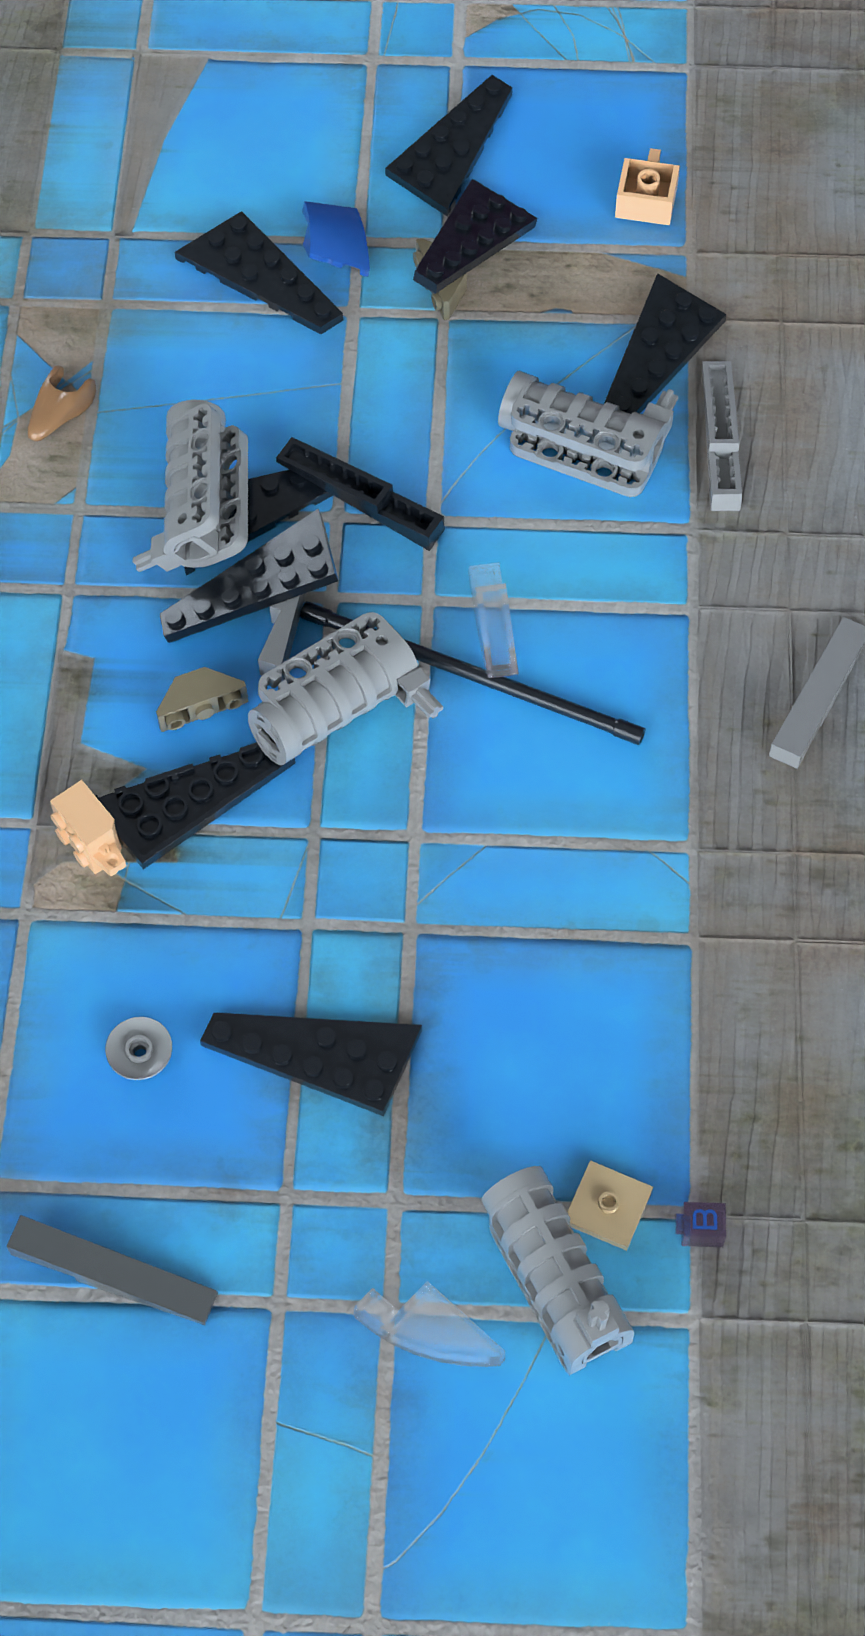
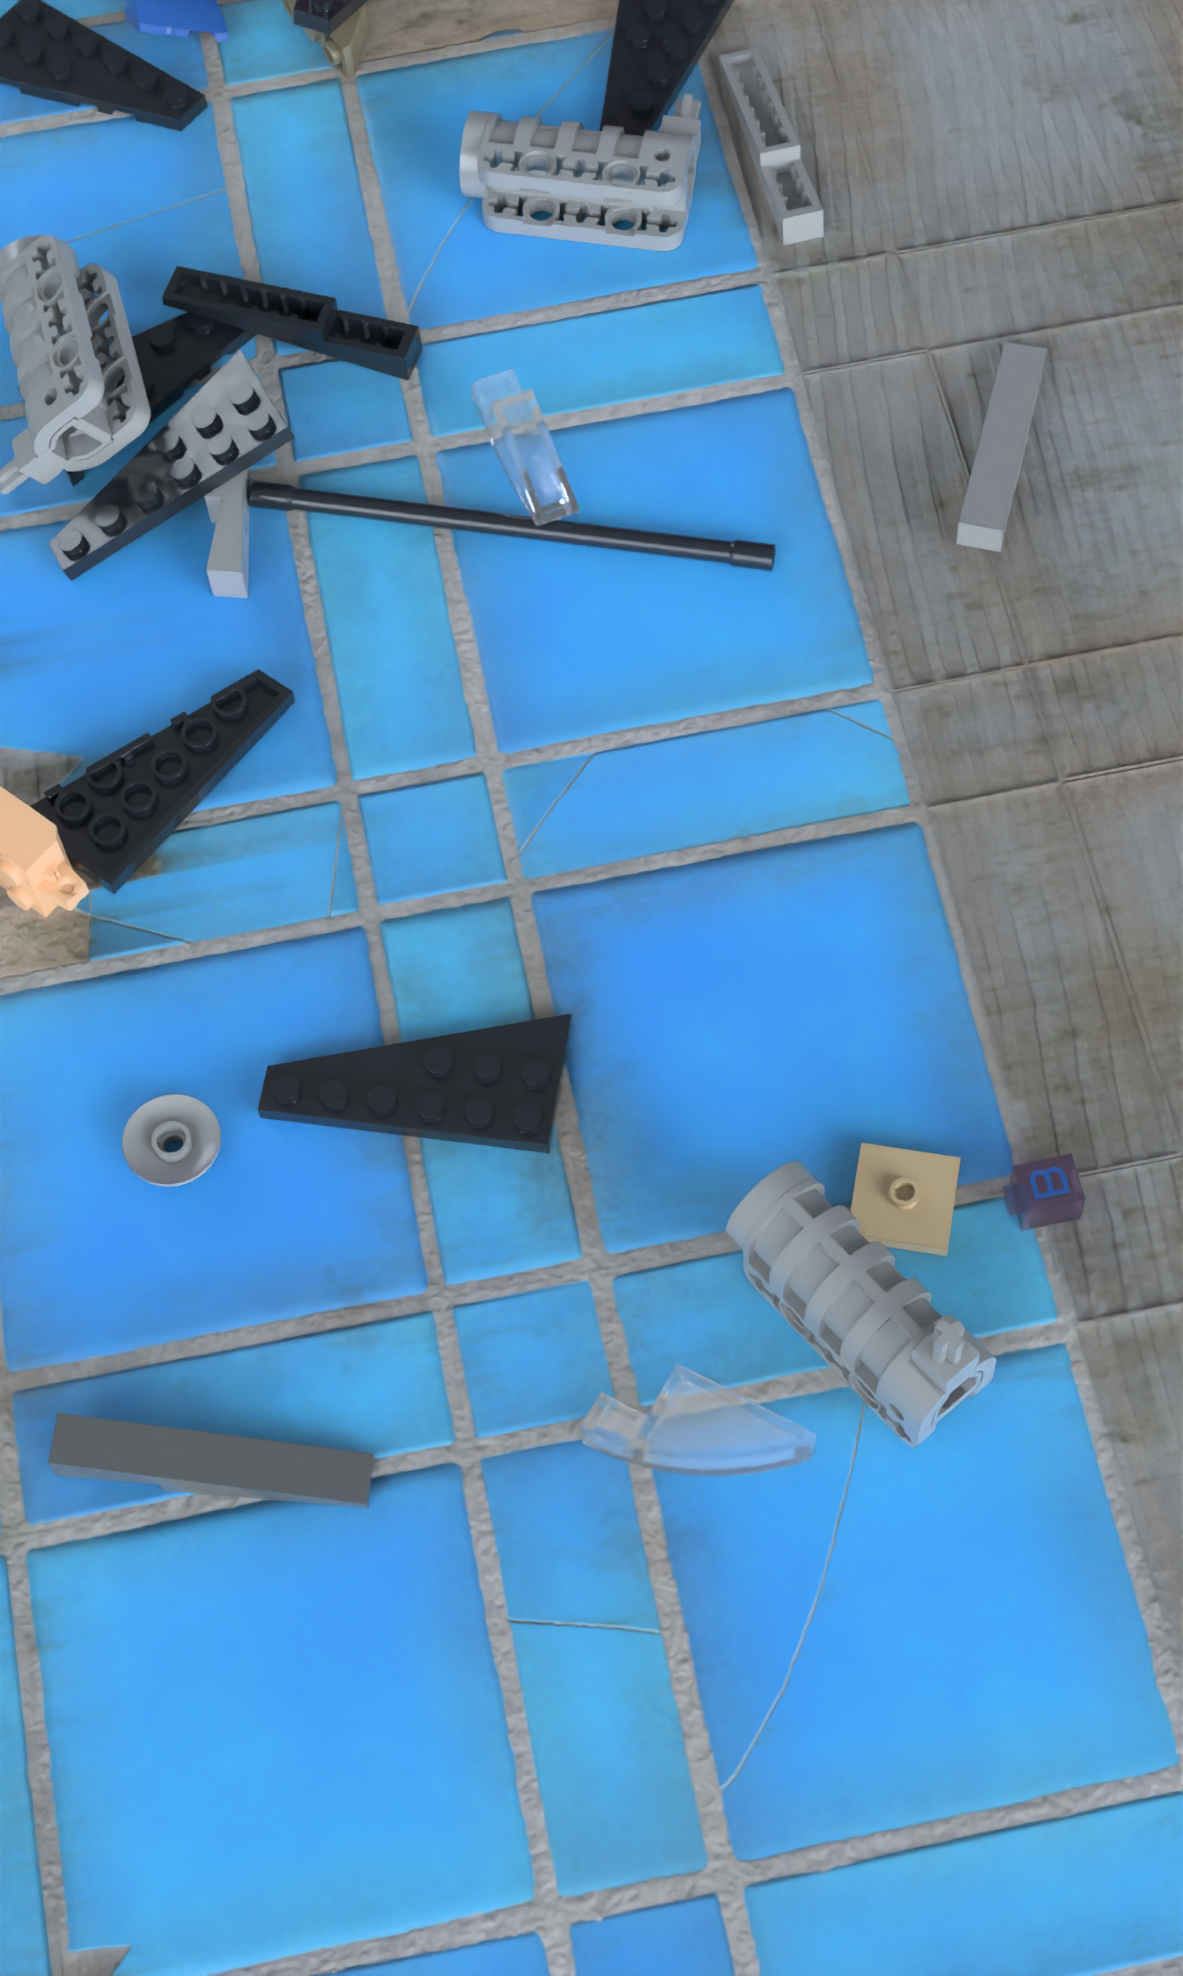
camera: 10 degrees left, 0 degrees up
(199, 697) = (135, 641): dark tan slope -> none
(337, 688) = (330, 581): light grey piece -> none

